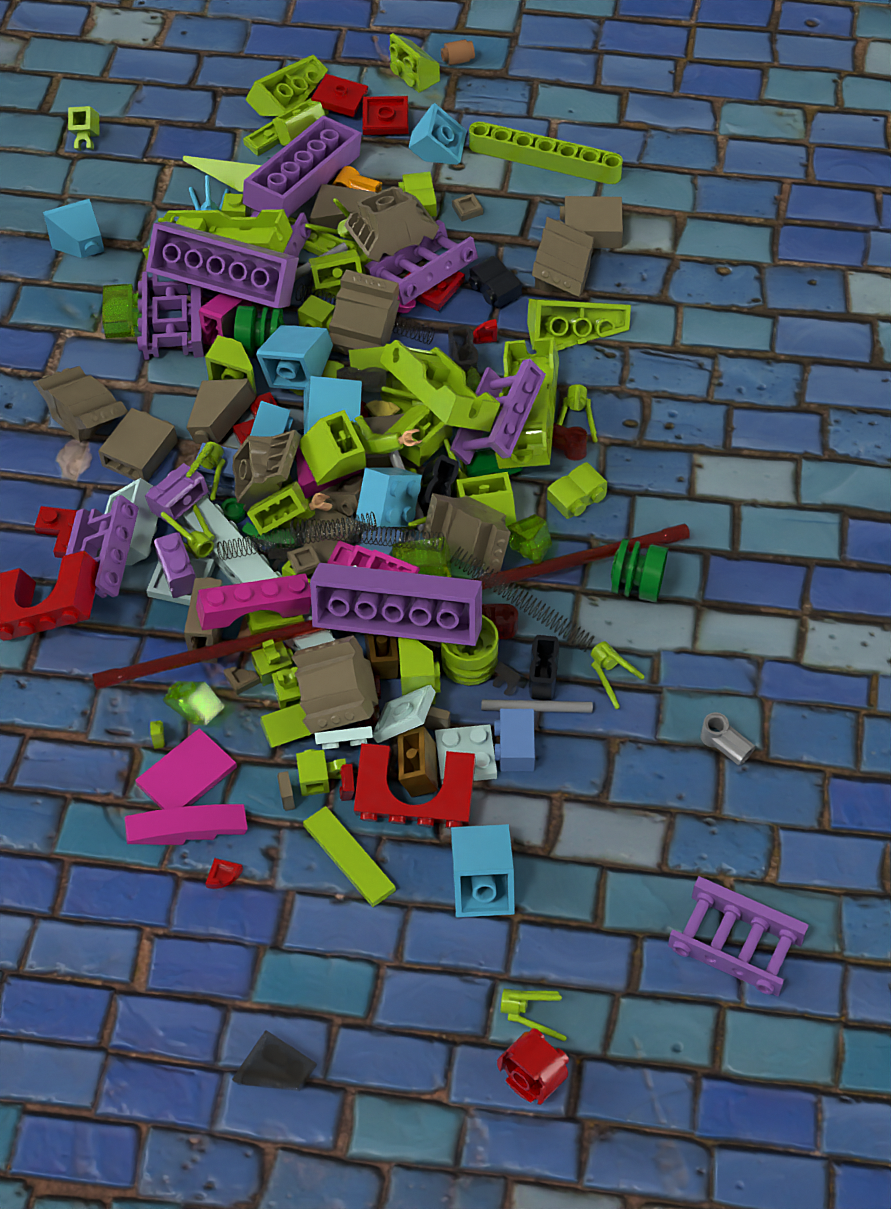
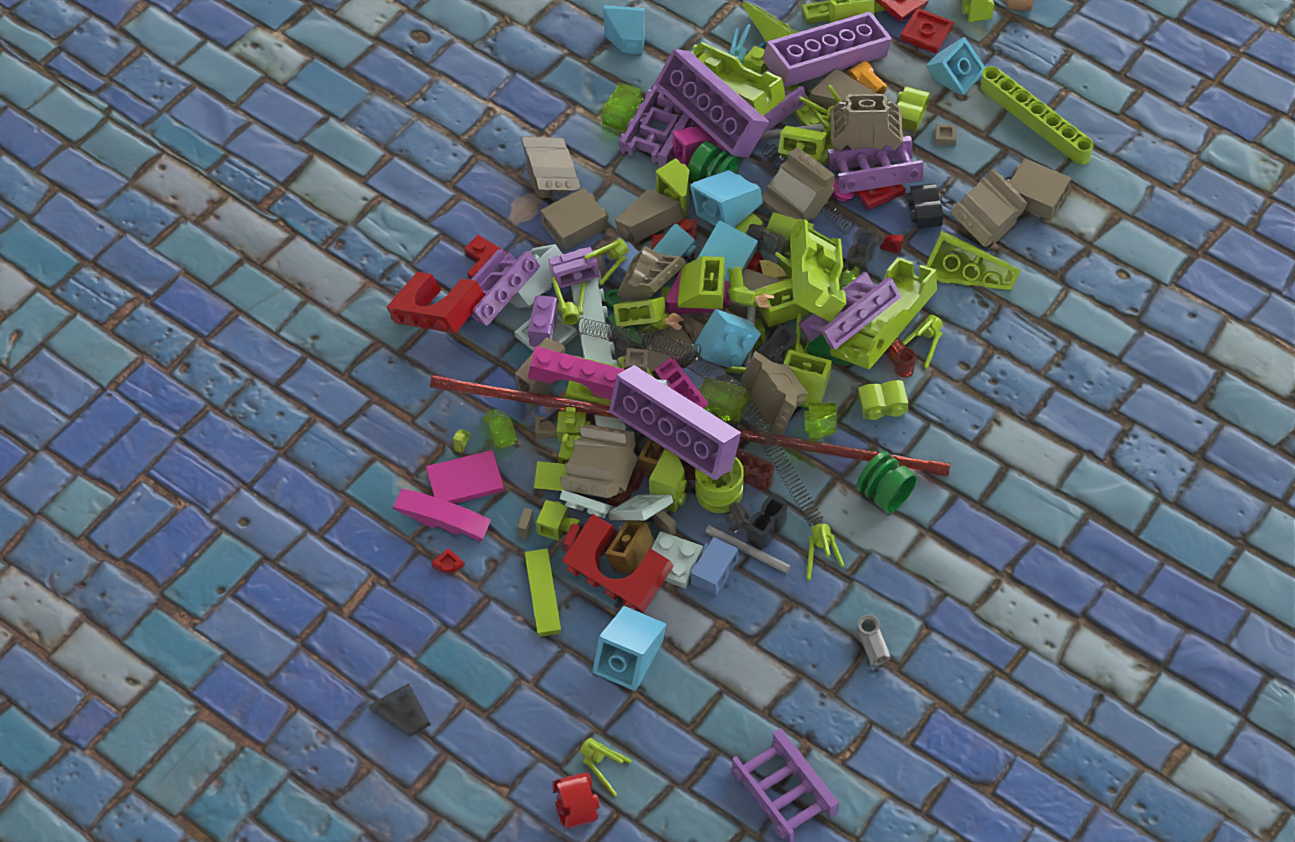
camera: 30 degrees right, 0 degrees up
(315, 313) = (765, 171): lime brick -> none

